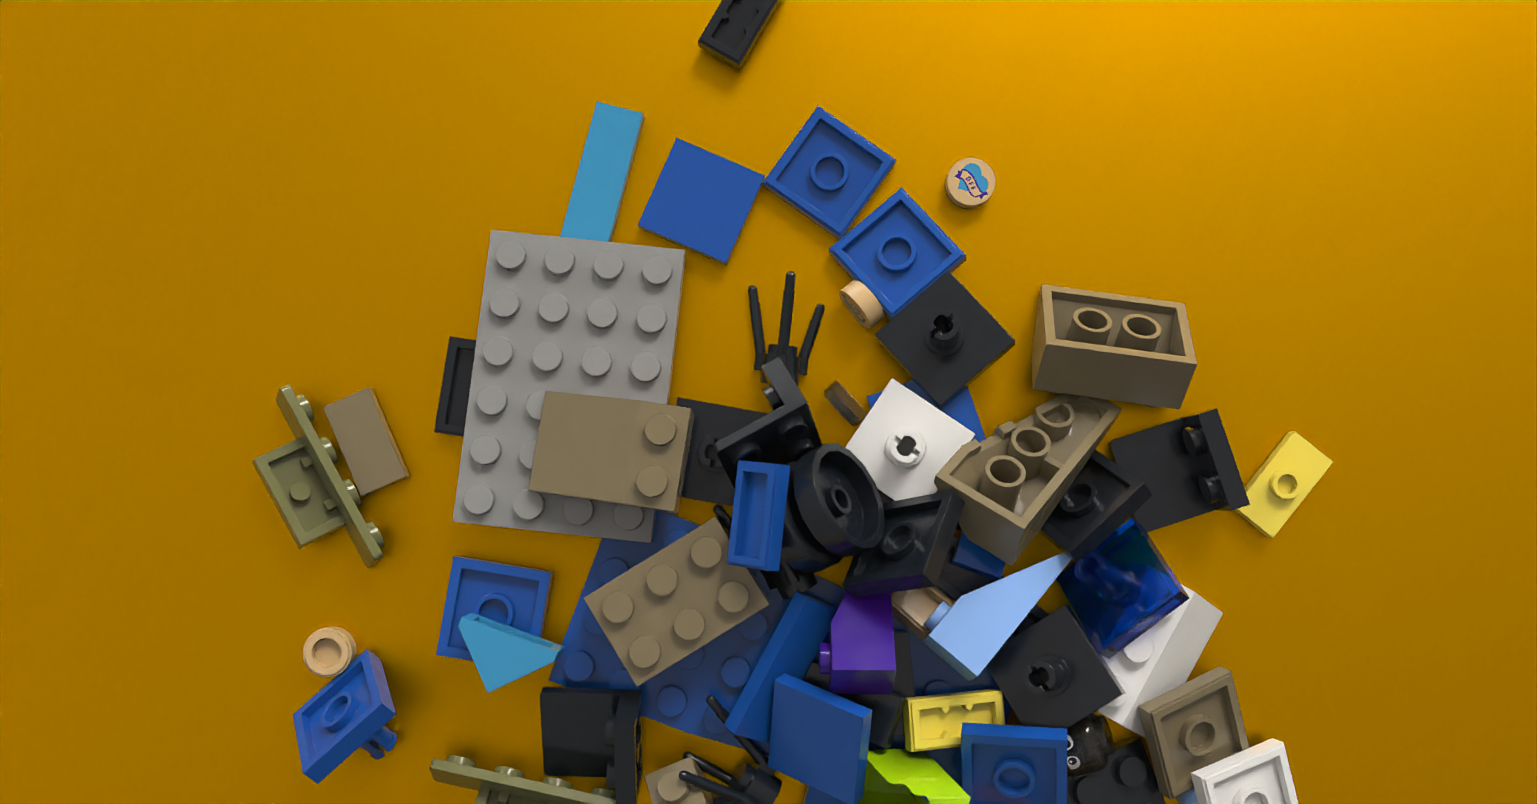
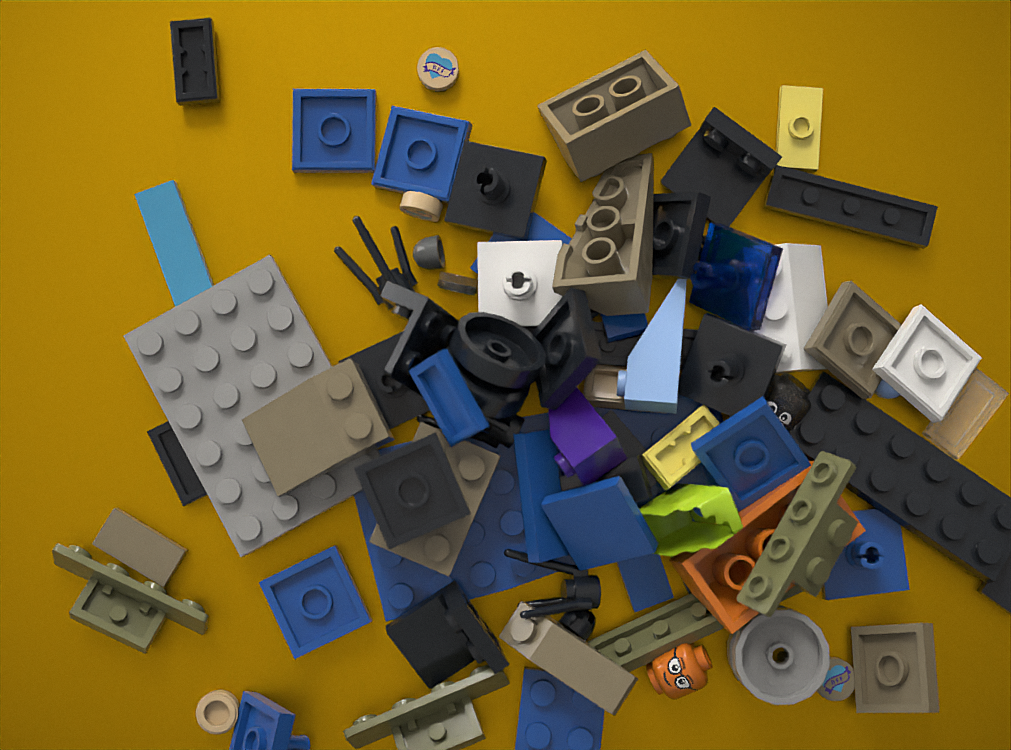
camera: 35 degrees left, 0 degrees up
(503, 651) = (341, 621): dark azure slope -> none
(659, 581) = (412, 490): none -> black plate
(701, 201) = (258, 213): blue tile -> none
(838, 354) = (429, 253): none -> dark grey hinge
(1280, 597) = (850, 207): none -> black plate

